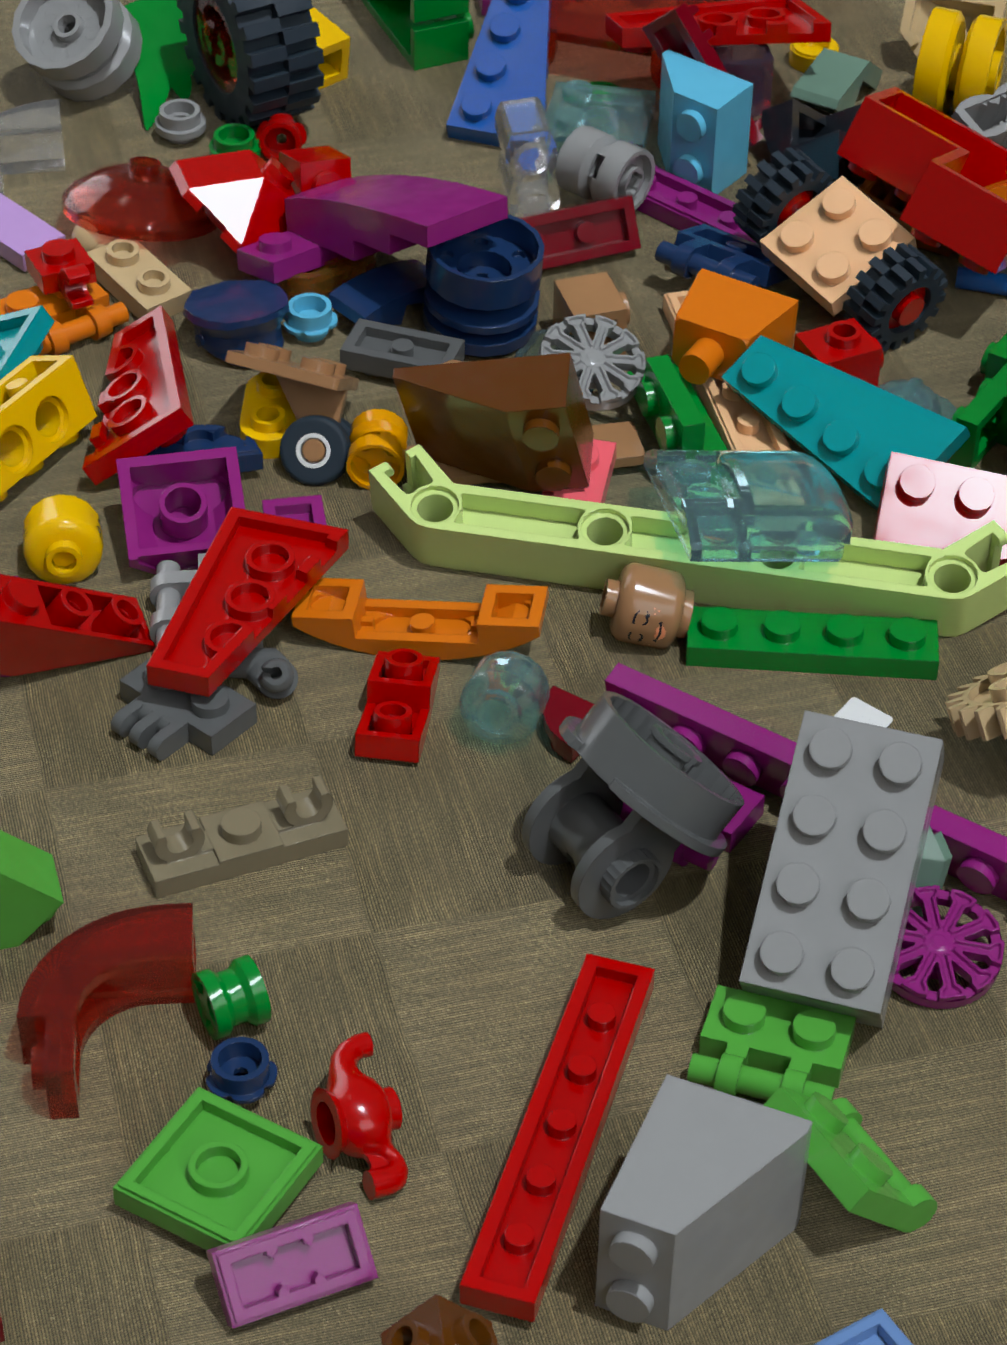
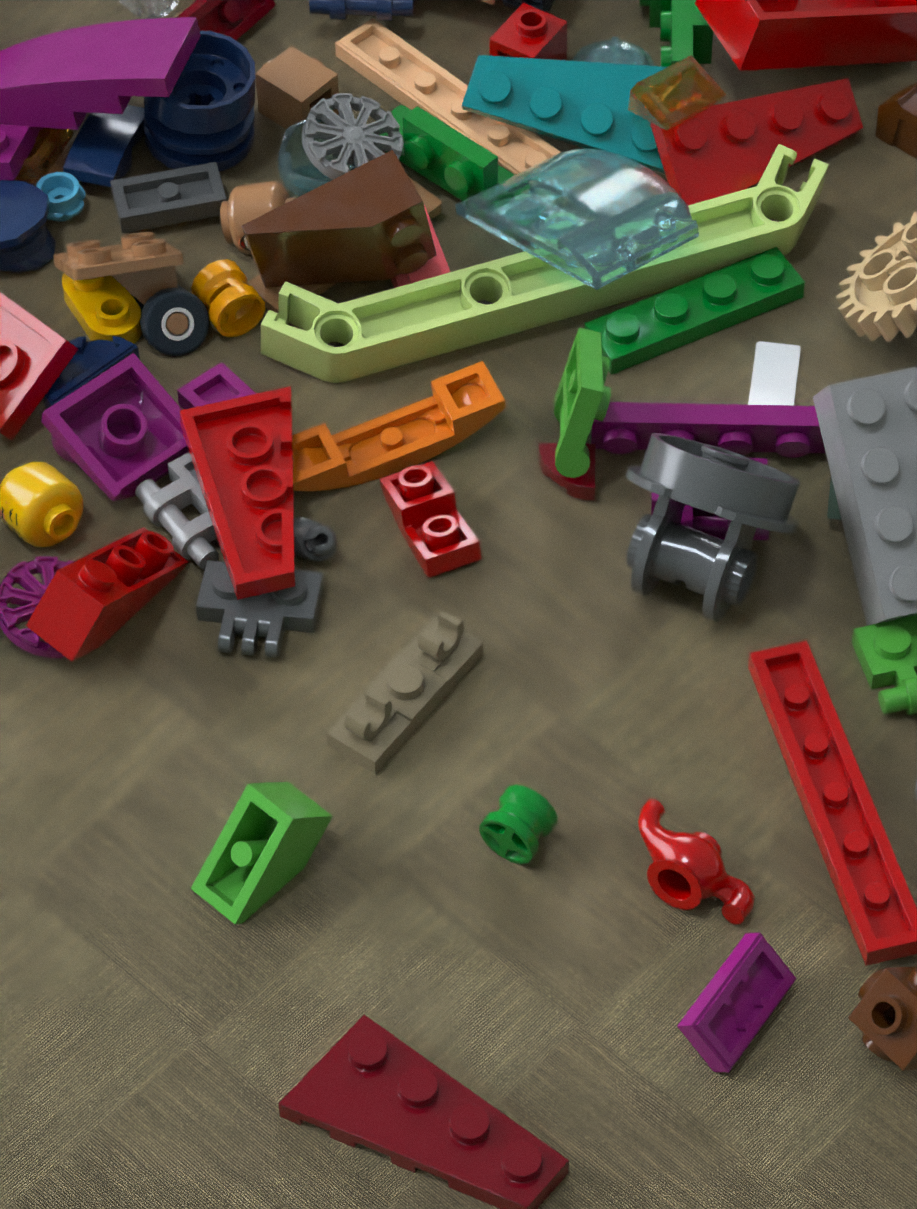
camera: 30 degrees left, 10 degrees up
(93, 975) = (411, 841): clear red arch -> none
(217, 1172) = (624, 965): bright green plate -> none
(240, 1070) = (570, 864): dark blue plate -> none
(504, 698) = (515, 472): clear light blue head -> none
(597, 650) = (580, 401): none -> bright green plate
(647, 605) = (549, 334): medium nougat head -> none
(723, 320) = (429, 55): orange torso -> none
(920, 432) = (674, 94): none -> clear orange slope

